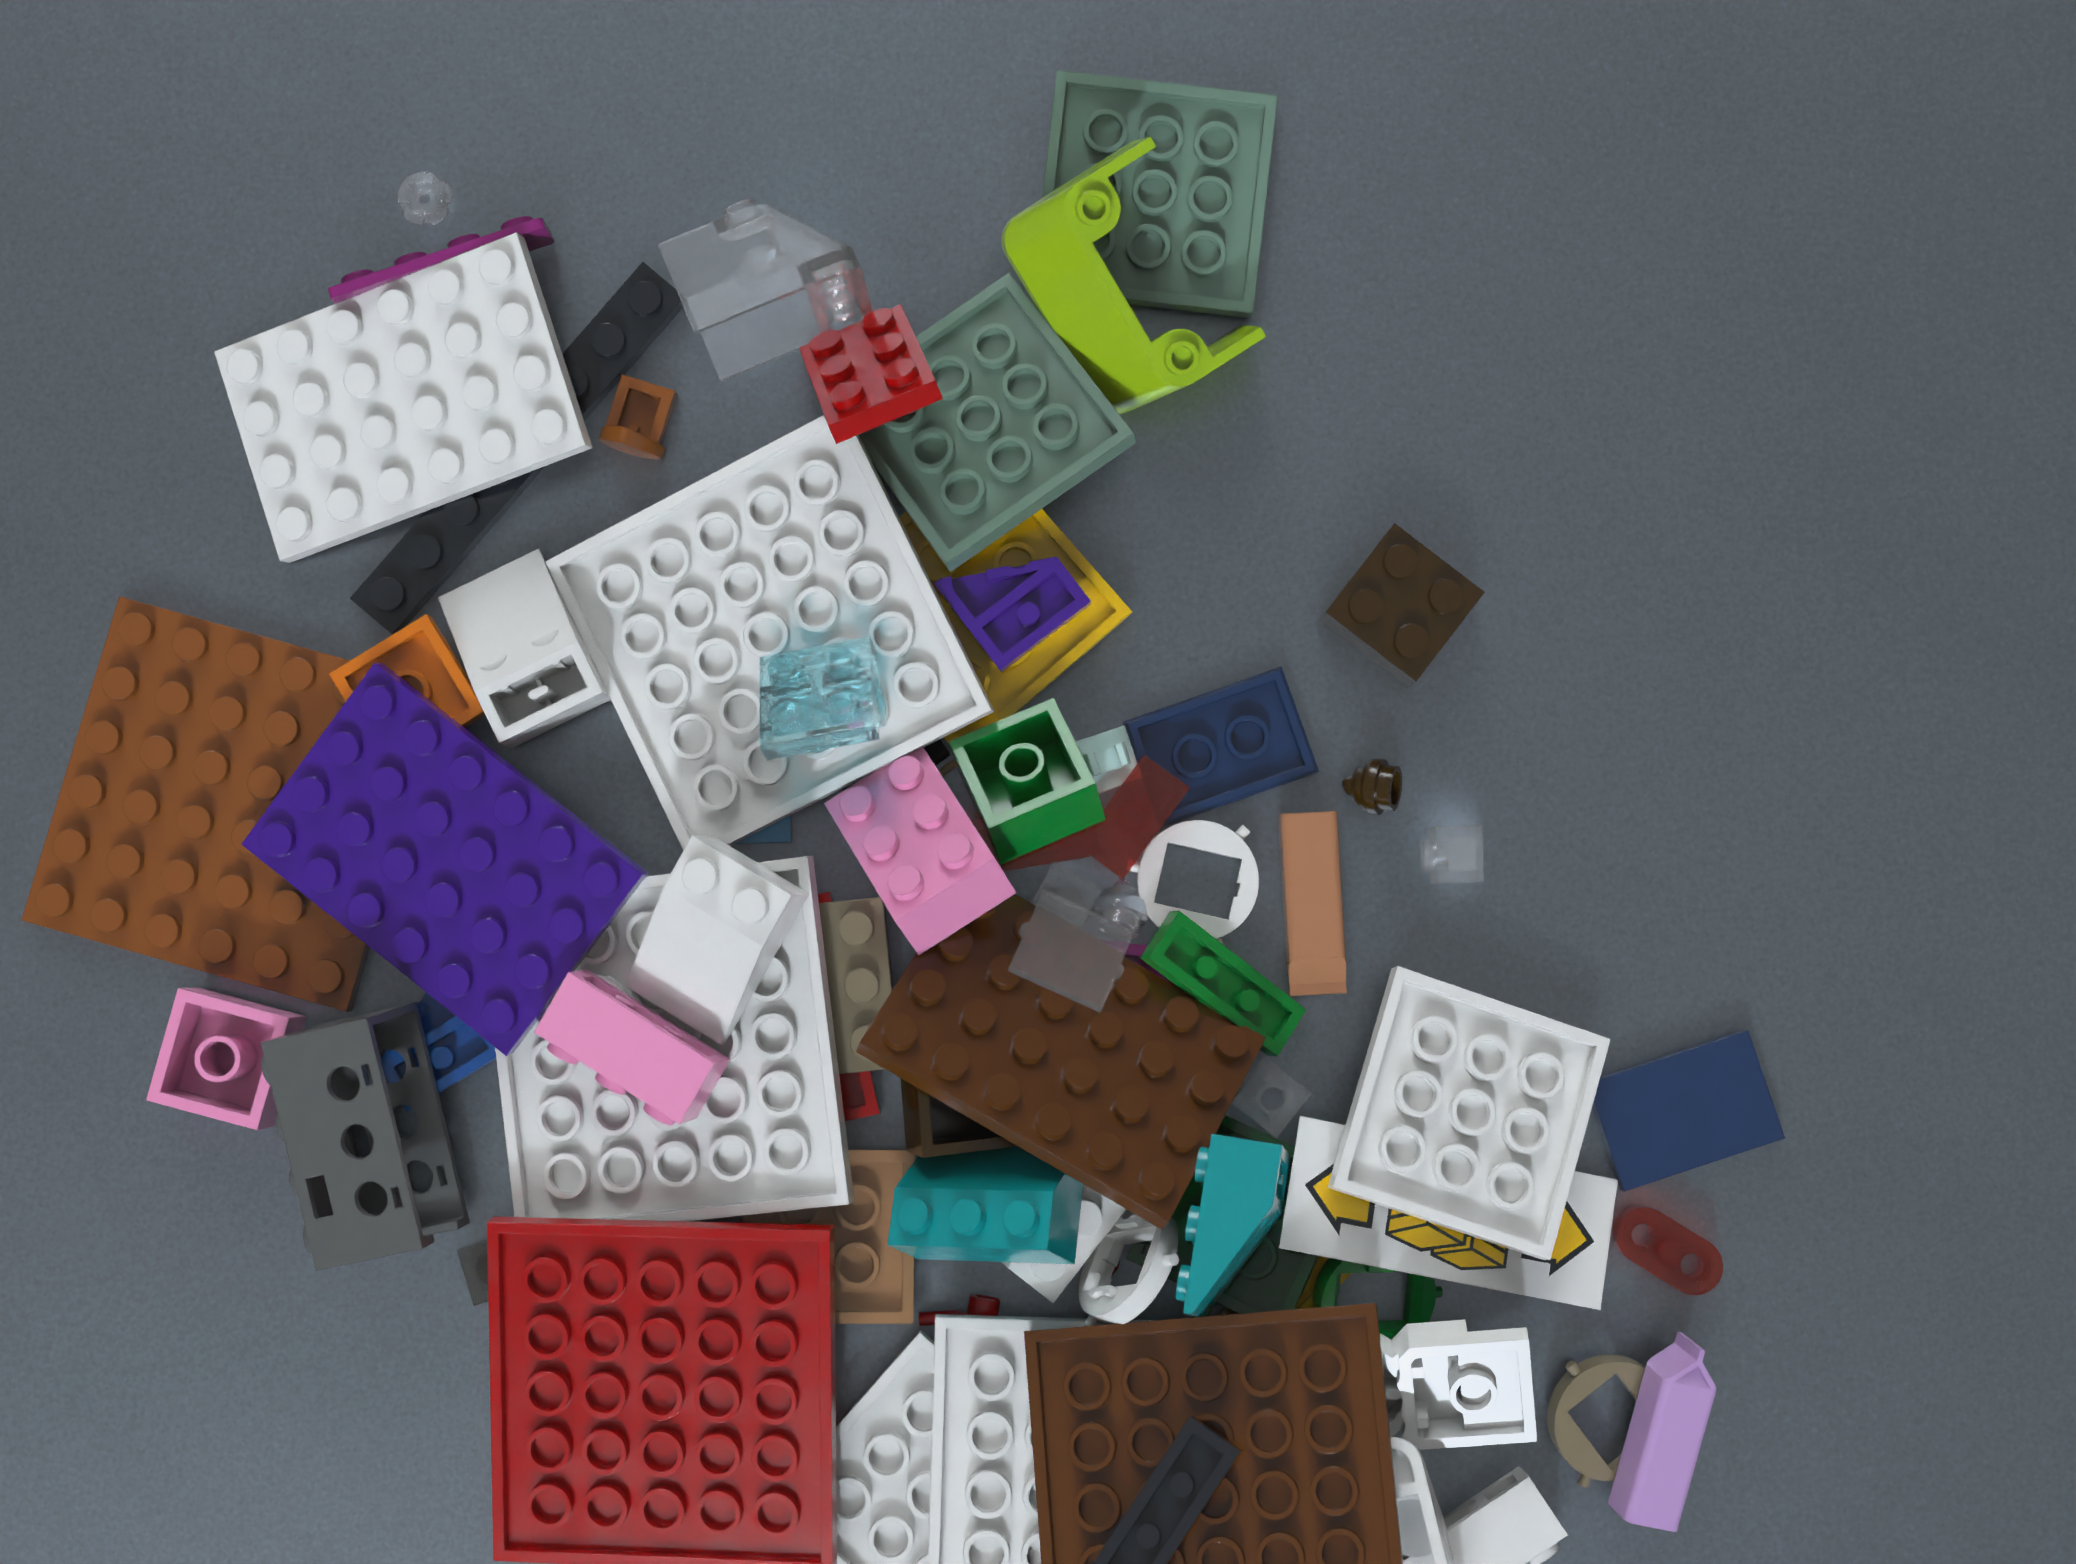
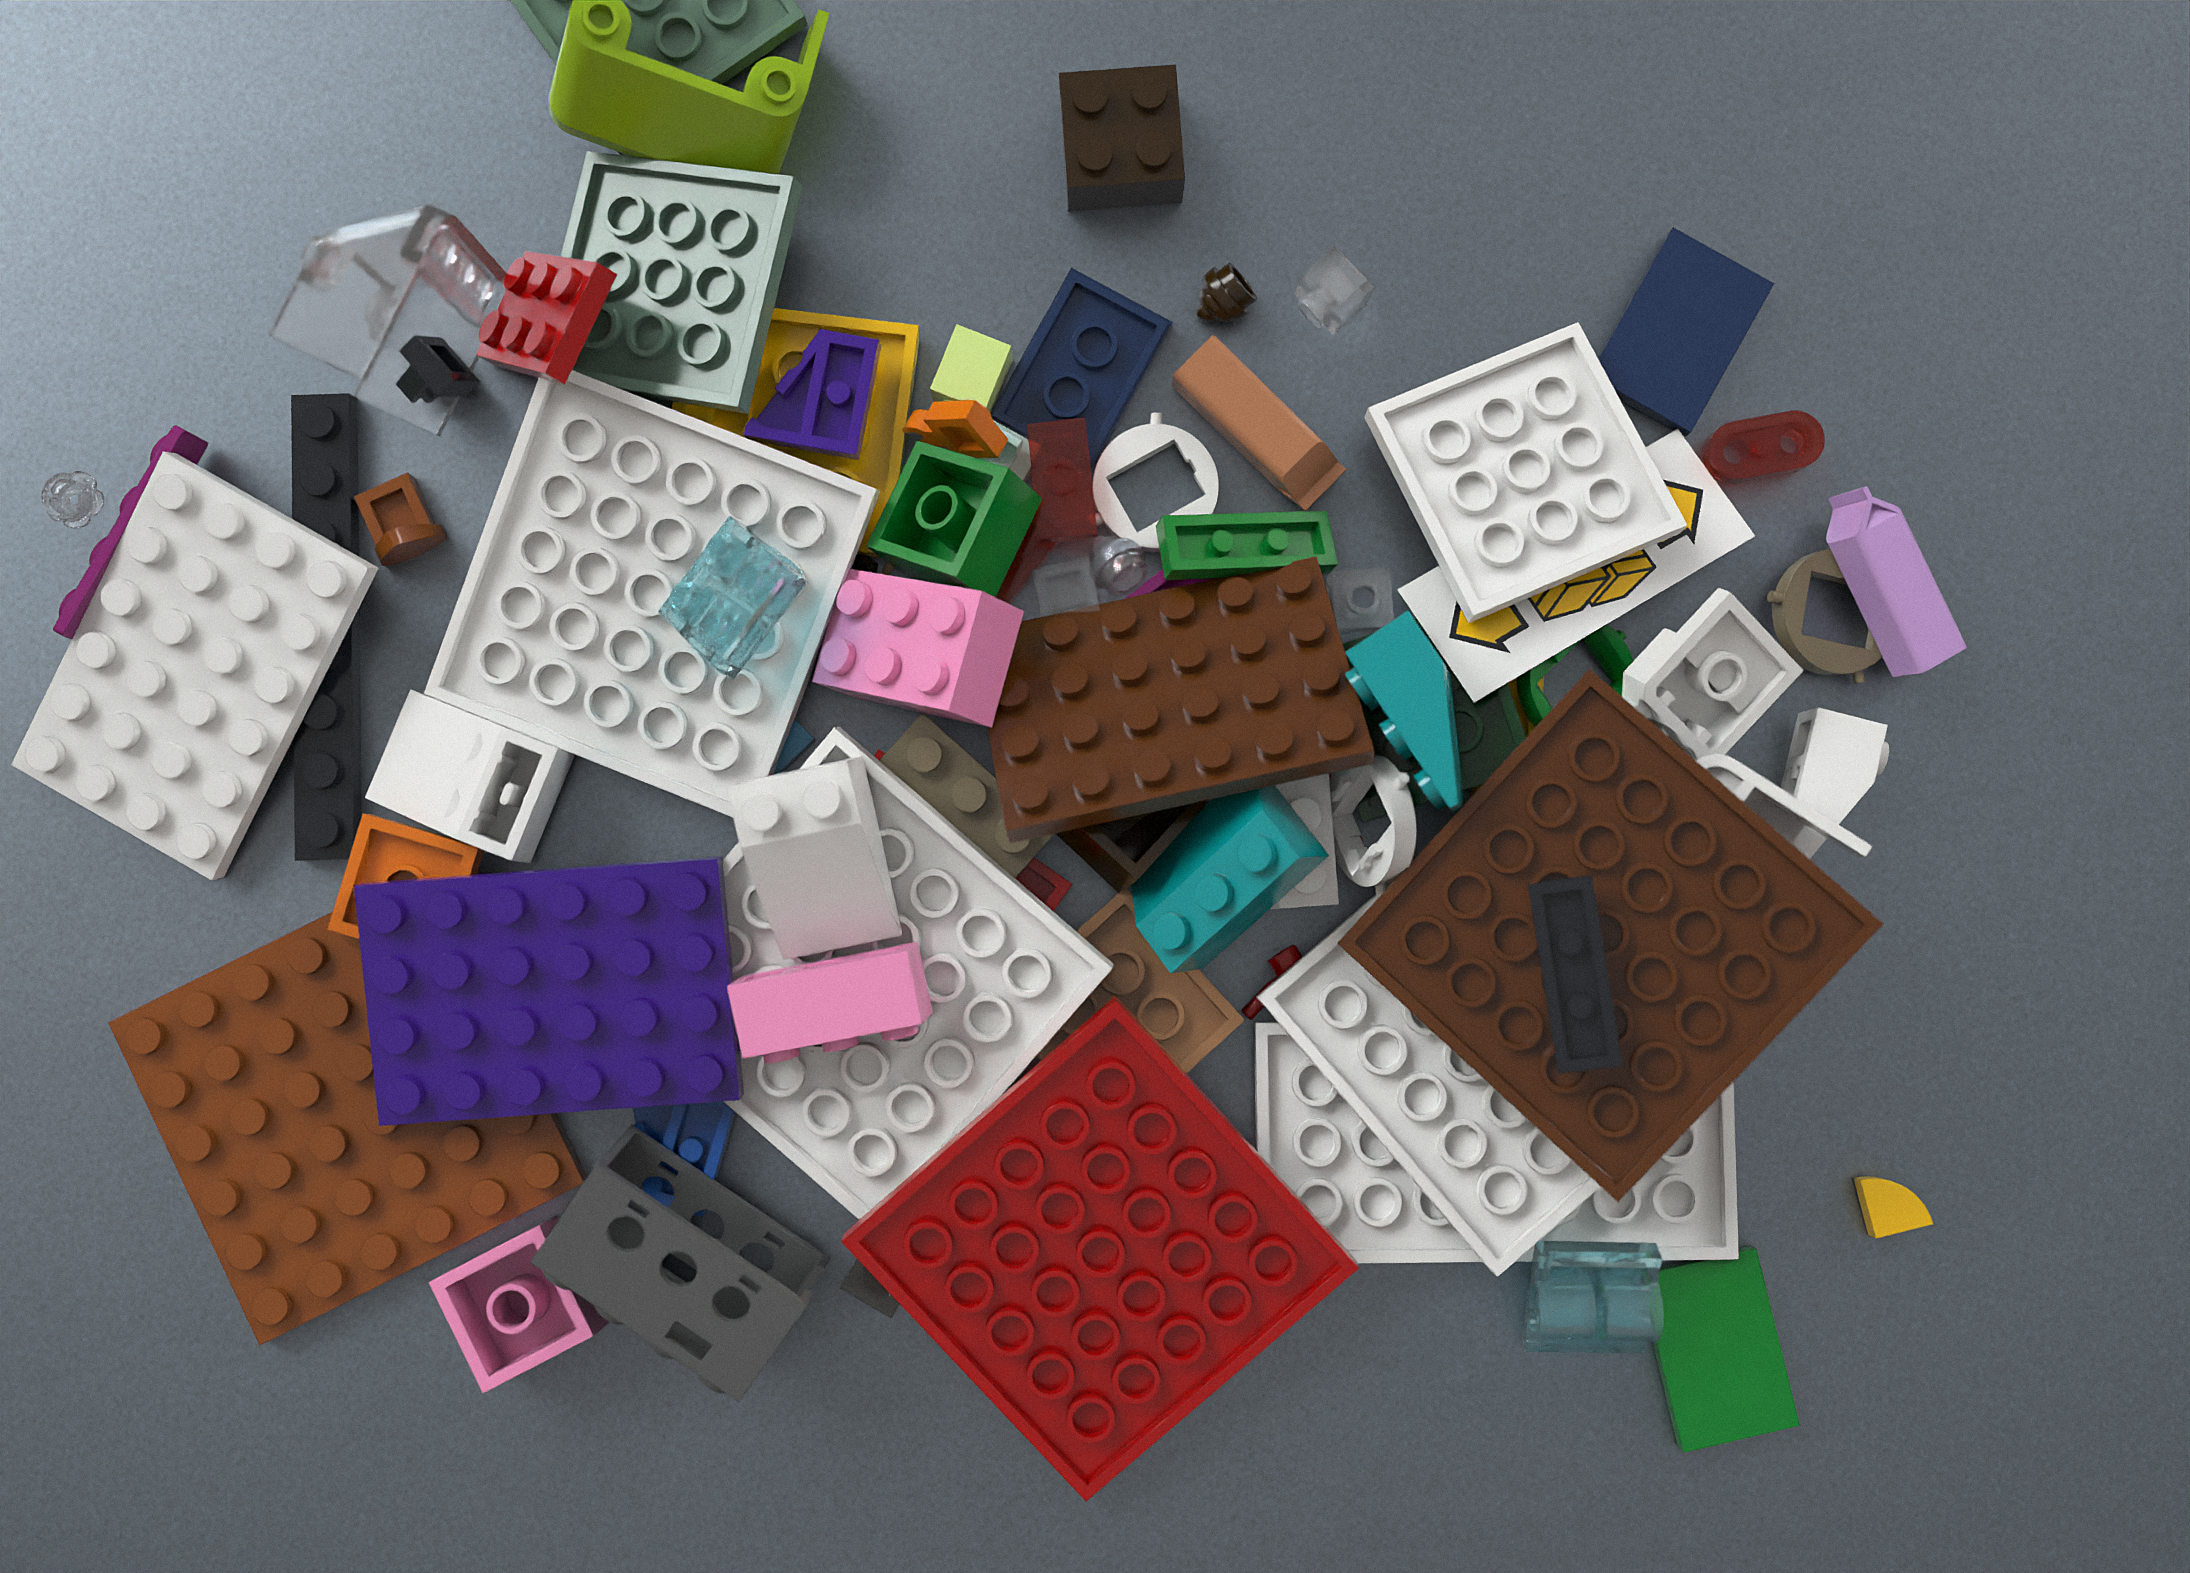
camera: 45 degrees left, 0 degrees up
(758, 338) = (434, 371): none -> black tile
(1071, 951) = (1107, 621): clear piece -> none
(1094, 718) = (959, 427): none -> orange plate
(1136, 682) = (972, 368): none -> yellowish green brick

